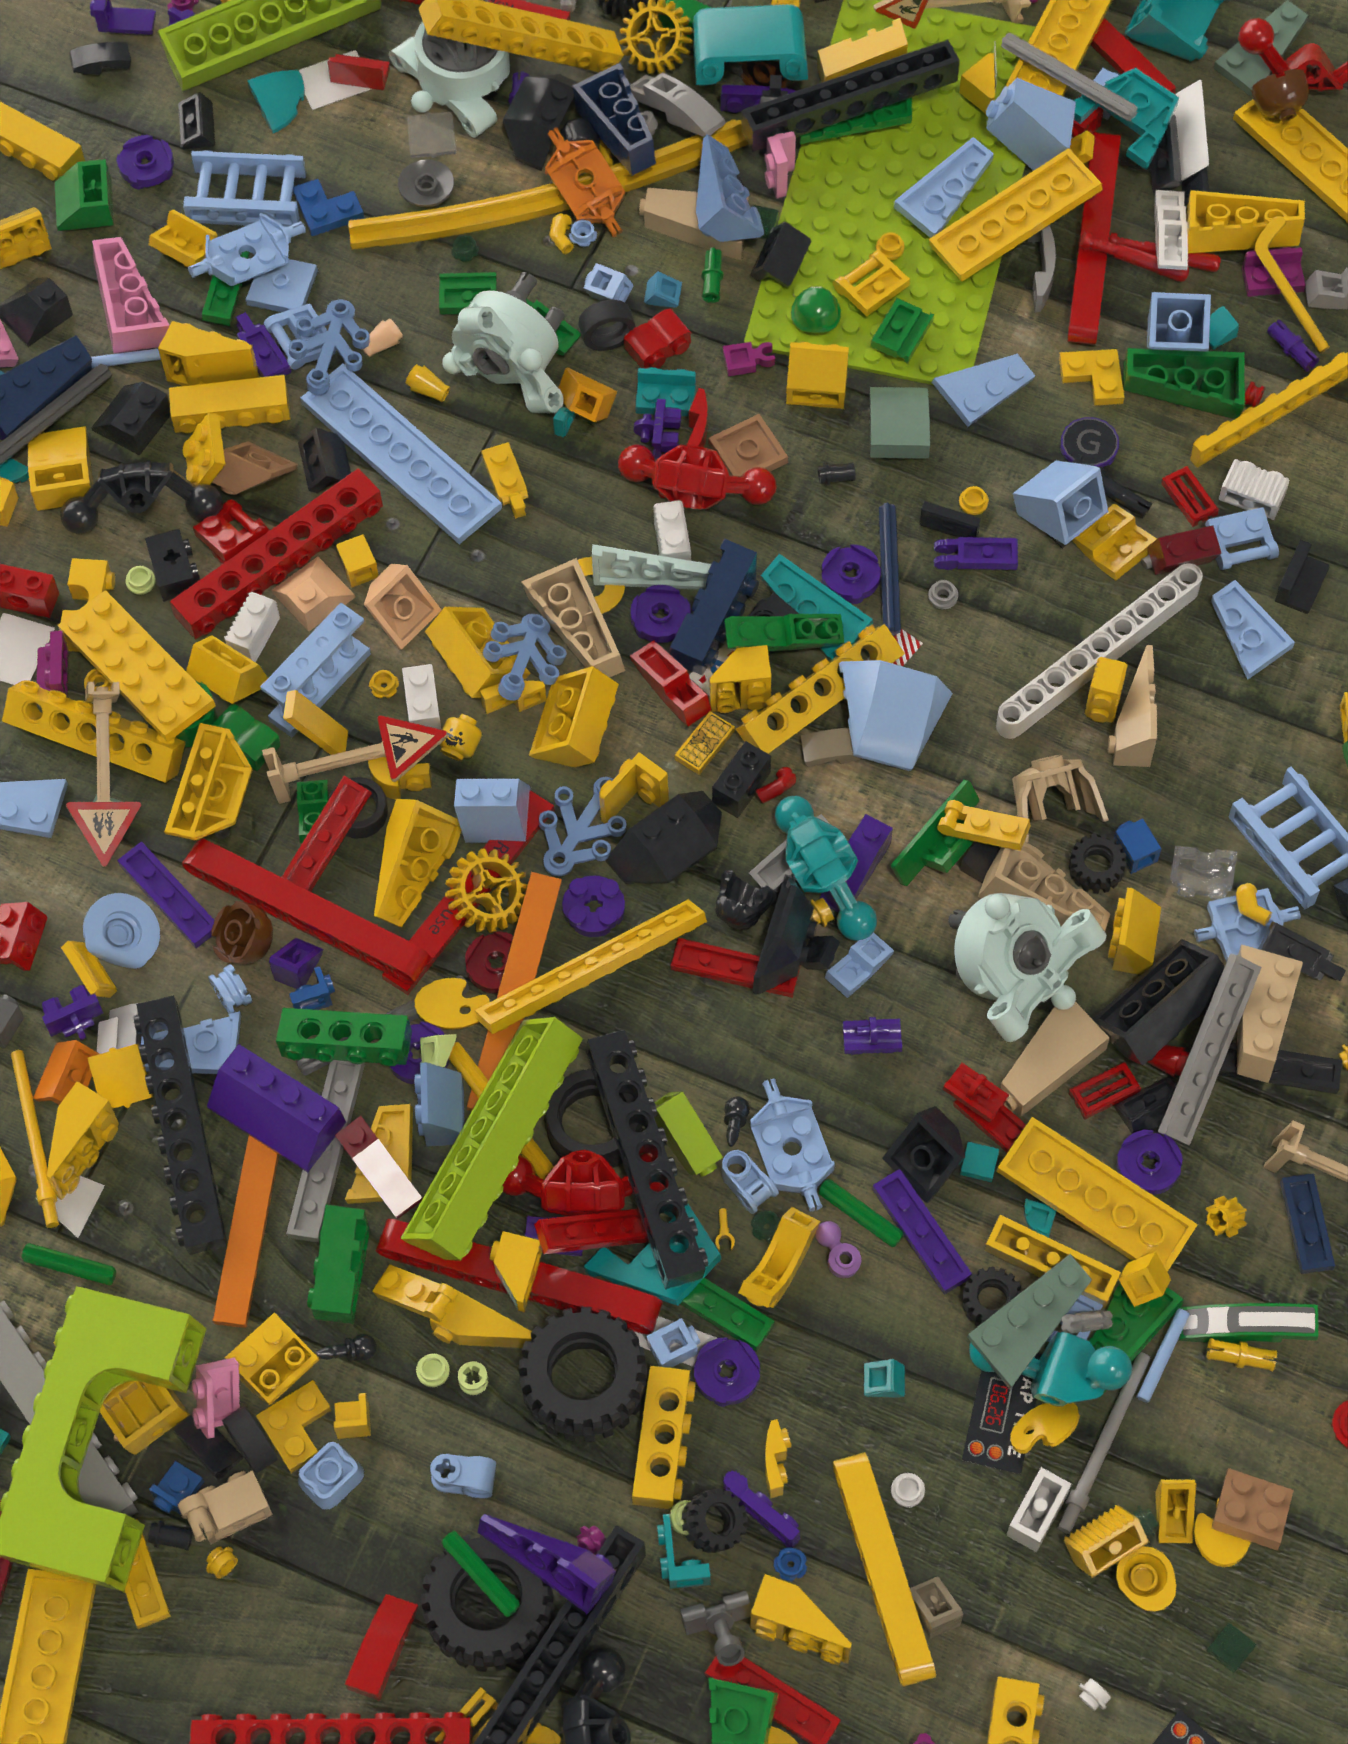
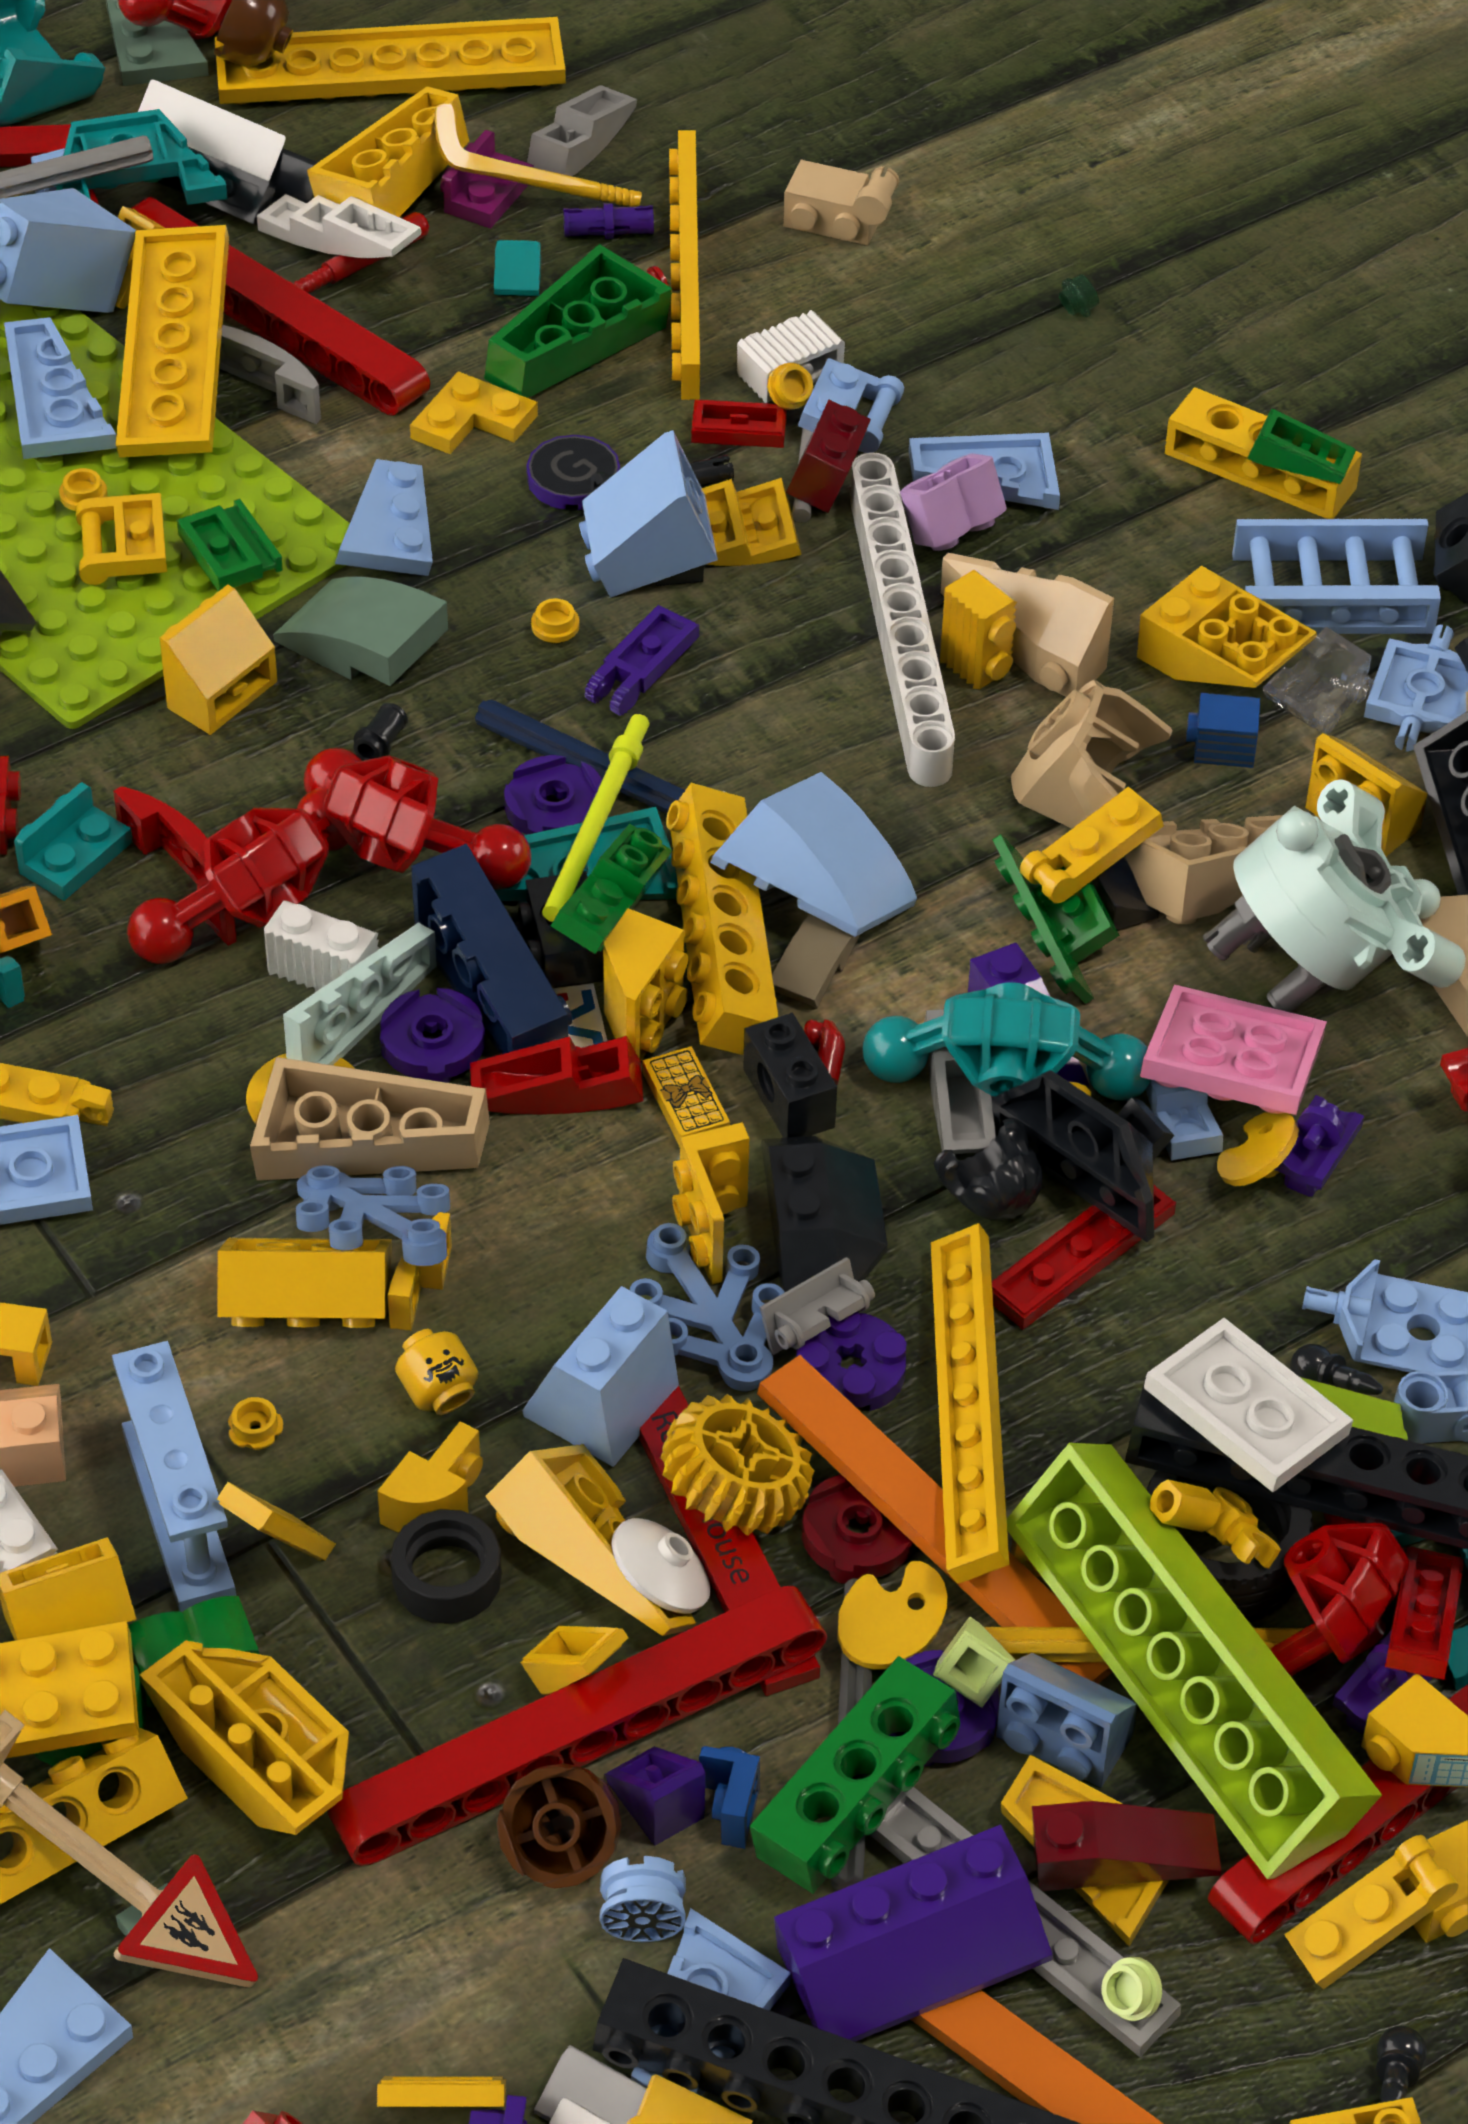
camera: 60 degrees left, 15 degrees down
(121, 930) = (413, 2003): light blue hat -> none
(167, 894) = (391, 1907): dark purple plate -> none
(303, 1211) = (1132, 1988): none -> yellowish green plate
(311, 800) = (391, 1630): green slope -> none
(327, 834) = (468, 1615): red tile -> none
(333, 884) = (570, 1655): none -> yellow slope
(339, 1264) = (1251, 1996): green wedge -> none
(400, 604) = (126, 1311): light nougat slope -> none
(400, 892) = (660, 1565): none -> white dish
(401, 744) = (402, 1430): tan piece -> none
(421, 696) = (333, 1384): white brick -> none
(574, 718) = (524, 1219): yellow slope -> none
(581, 1111) = (1219, 1514): none -> yellow bar
(617, 873) = (804, 1309): none -> light grey hinge
(629, 1082) = (1248, 1404): none -> white plate
(648, 428) = (122, 878): dark purple hips -> none
(743, 358) = (101, 733): magenta plate -> none
(748, 446) = (241, 785): medium nougat plate -> none
(765, 501) = (388, 814): none -> red piece
(816, 310) = (104, 613): green helmet -> none
(843, 1012) = (1268, 1144): none -> yellow piece
(893, 584) = (623, 757): none -> neon yellow bar
(904, 965) = (1233, 1050): none -> bright pink plate
(946, 588) = (673, 724): light grey plate -> none
(949, 521) = (569, 657): black tile -> none
(1101, 847) = (1225, 763): black tyre -> none
(1132, 256) = (342, 278): red piece -> none
(1179, 322) = (501, 274): light blue slope -> none
(1198, 626) = (953, 501): none -> lavender brick
(1199, 804) = (1218, 633): none -> yellow slope
(1225, 502) = (790, 386): none -> yellow plate
(1248, 904) = (1407, 660): yellow arm -> none
(1302, 580) = (953, 387): black panel -> none

